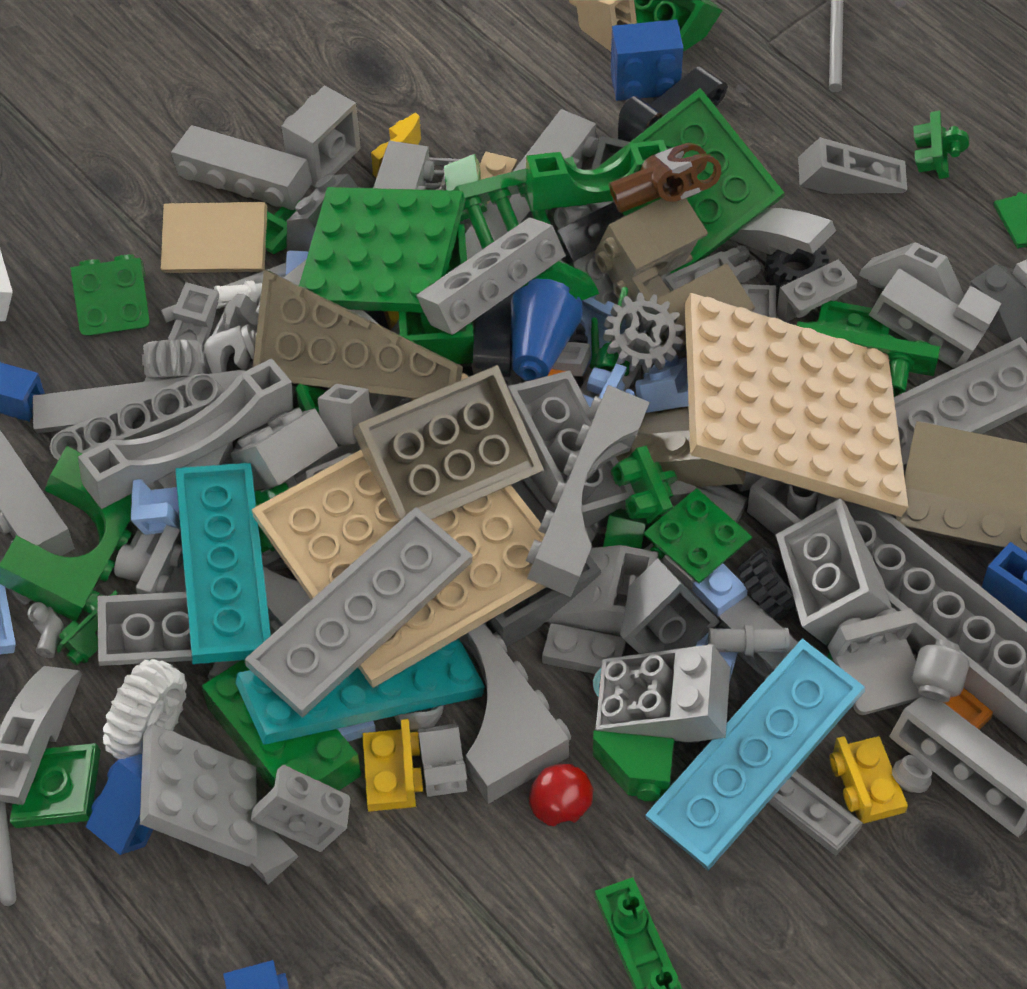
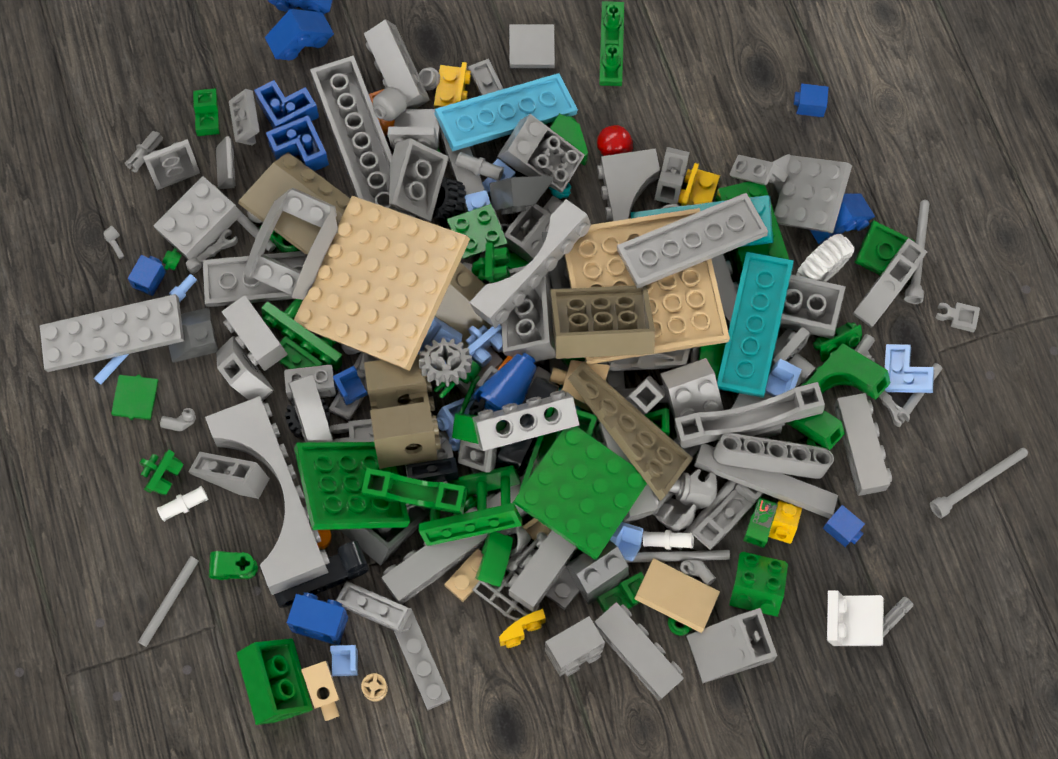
camera: 160 degrees left, 15 degrees up
(97, 368) = (785, 522): none -> yellow bracket
(115, 214) = (732, 646): none -> light grey slope
(128, 352) = (760, 523): none -> green leg
(172, 358) = (738, 491): light grey gear -> none
(212, 278) = (698, 569): none -> light grey arm
(506, 86) = (422, 664): none -> light grey plate
(544, 40) = (371, 684): none -> tan wheel
(588, 104) = (374, 607): none -> light grey tile
(591, 54) = (344, 660): none -> light blue panel
(666, 177) = (382, 444): reddish brown connector -> none
(768, 295) = (349, 385): none -> blue panel
(778, 905) = (531, 45): none -> light grey tile
(785, 86) = (227, 565): none -> green piece
(864, 218) = (296, 553): none -> light grey arch
(887, 127) = (182, 503): none -> white pin
(940, 458) = (278, 274): none -> light grey wedge
(954, 206) = (185, 420): none -> light grey arm
(977, 309) = (225, 318): light grey tile -> none

